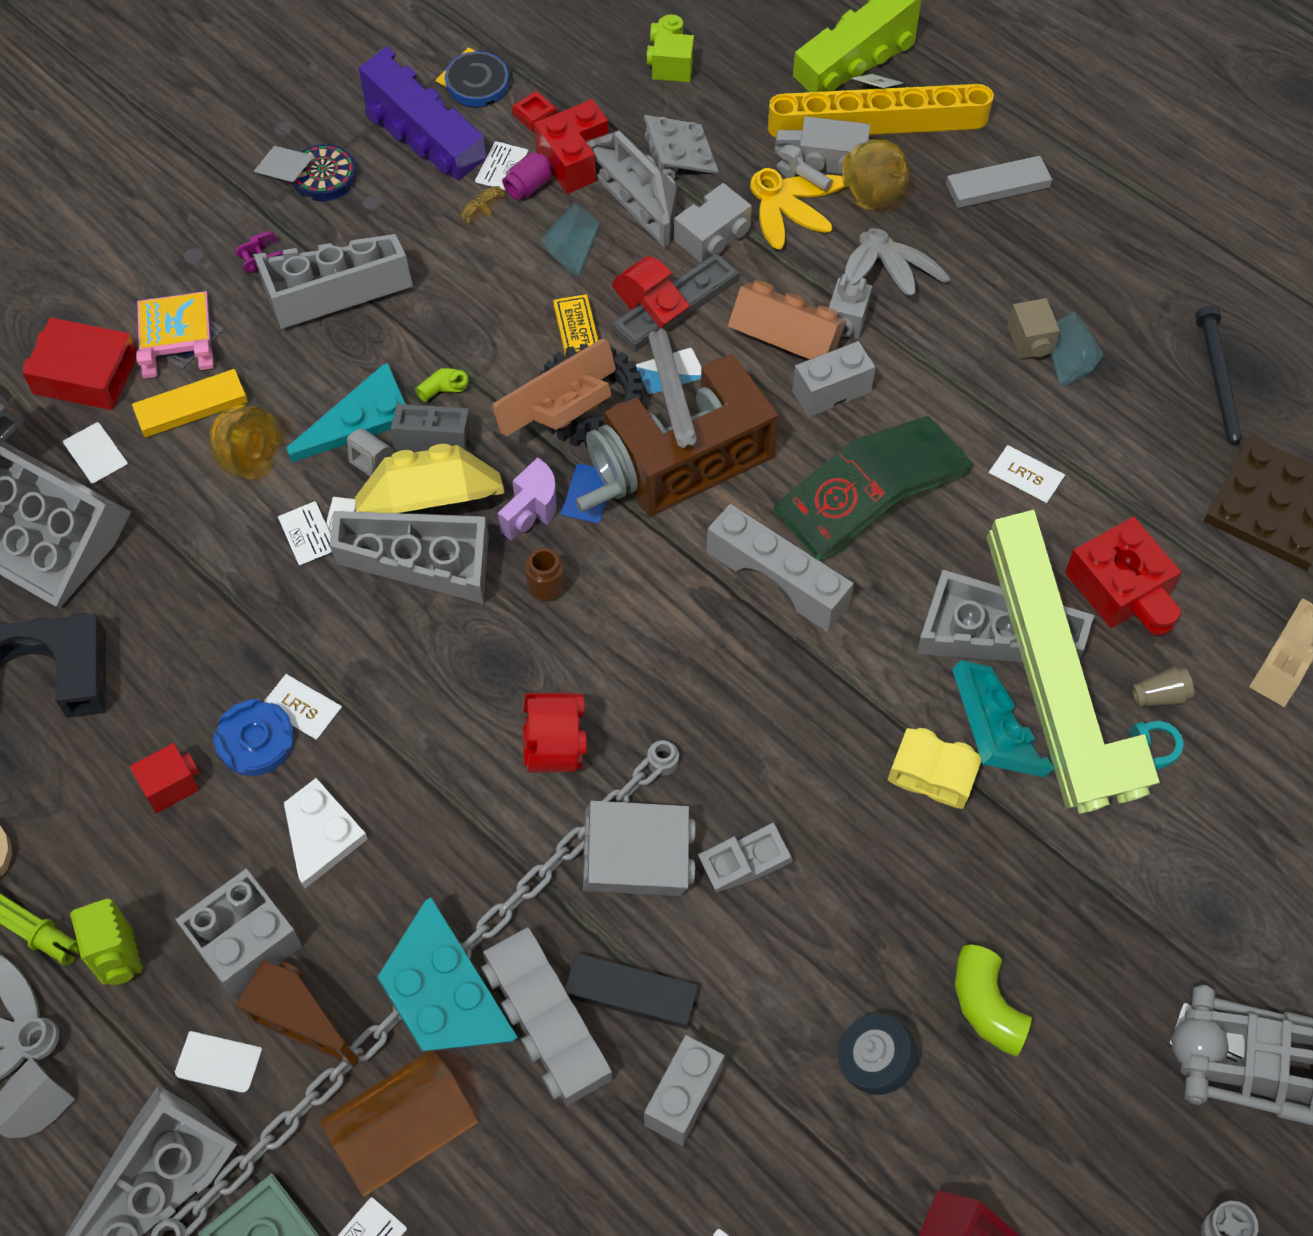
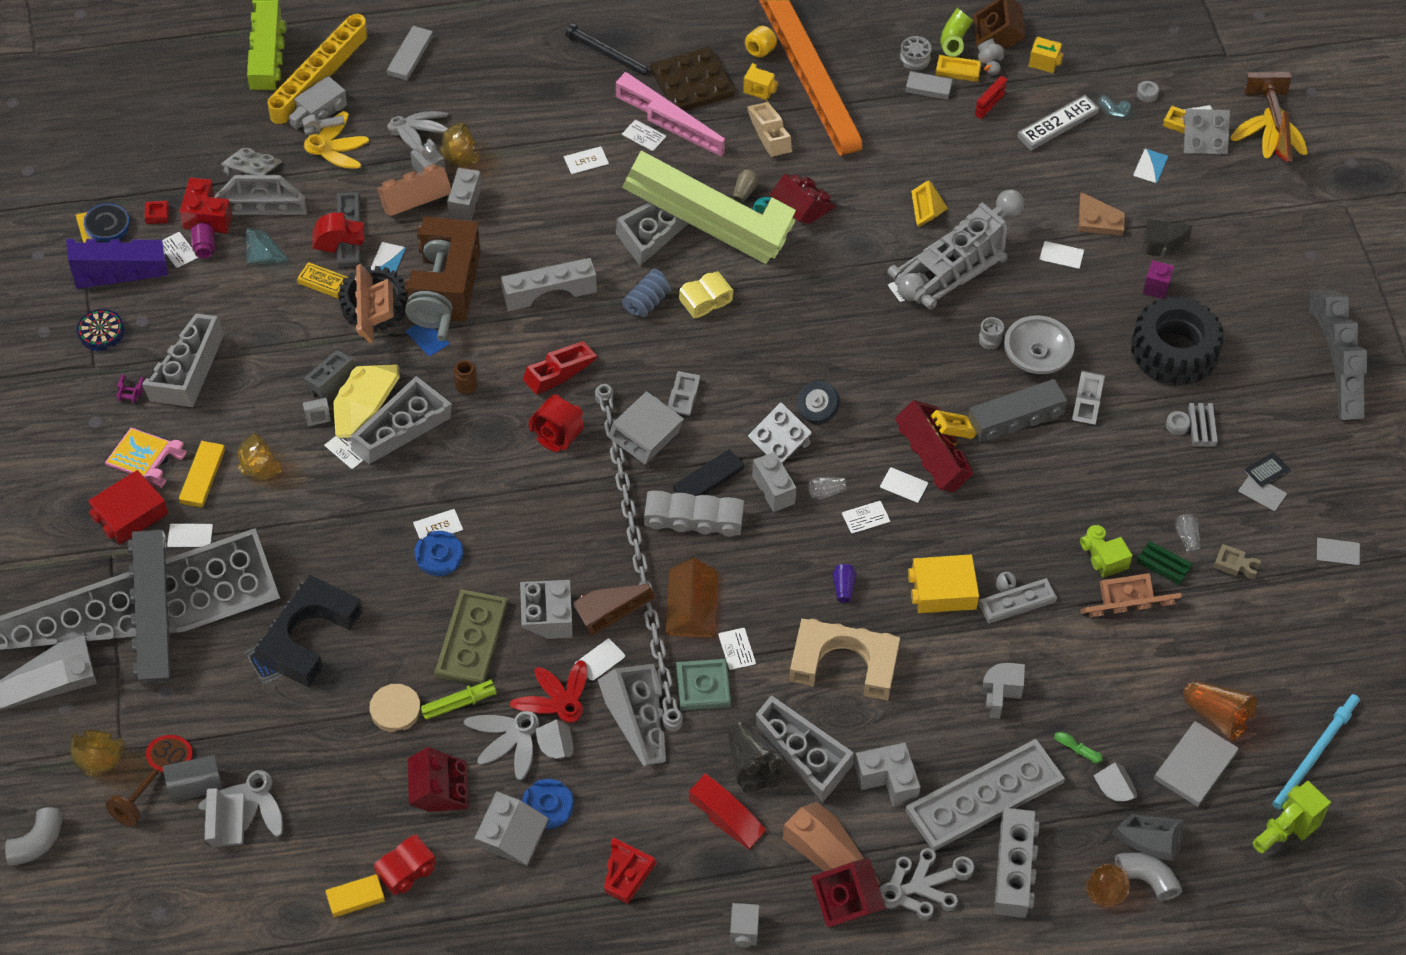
camera: 55 degrees left, 5 degrees down
(106, 942) = (507, 661): lime brick -> none
(118, 1032) = (560, 697): none -> red plant
(147, 865) = (471, 637): none -> olive tile
(166, 777) = (431, 598): red brick -> none
(283, 163) = (77, 343): light grey sticker -> none
(306, 532) = (336, 467): white sticker -> none
(319, 831) = (516, 553): white wing -> none
(366, 407) = (286, 401): teal wing -> none
(440, 989) = (646, 543): teal wing -> none
(442, 381) = (300, 355): lime arm -> none
(480, 201) = (196, 277): clear yellow piece -> none
(532, 498) = (413, 356): lavender brick -> none
(659, 671) = (558, 367): none -> red slope
(672, 51) = (185, 129): lime brick -> none
(672, 389) = (413, 255): light grey axle -> none
(714, 224) = (318, 182): light grey brick -> none
(738, 1174) = (826, 486): none -> clear cone
(778, 1040) = (780, 433): none -> hinge
(867, 694) = (647, 294): none -> sand blue piece
(868, 480) = (538, 220): clear green windscreen -> none
(876, 173) = (362, 93): clear yellow cylinder -> none
(877, 80) = (303, 53): white sticker -> none
(903, 323) = (459, 146): none -> clear yellow cylinder
(983, 1003) = (829, 350): lime cylinder -> none
(995, 729) = (695, 254): teal wing -> none
(1033, 328) = (514, 99): dark tan brick -> none
(1075, 350) = (537, 94): clear light blue slope -> none
(1114, 590) = (690, 156): red brick -> none
(1133, 501) = (644, 135): none -> white sticker
(1186, 511) = (667, 114): none -> bright pink slope
(1215, 777) = (803, 197): none -> dark red slope

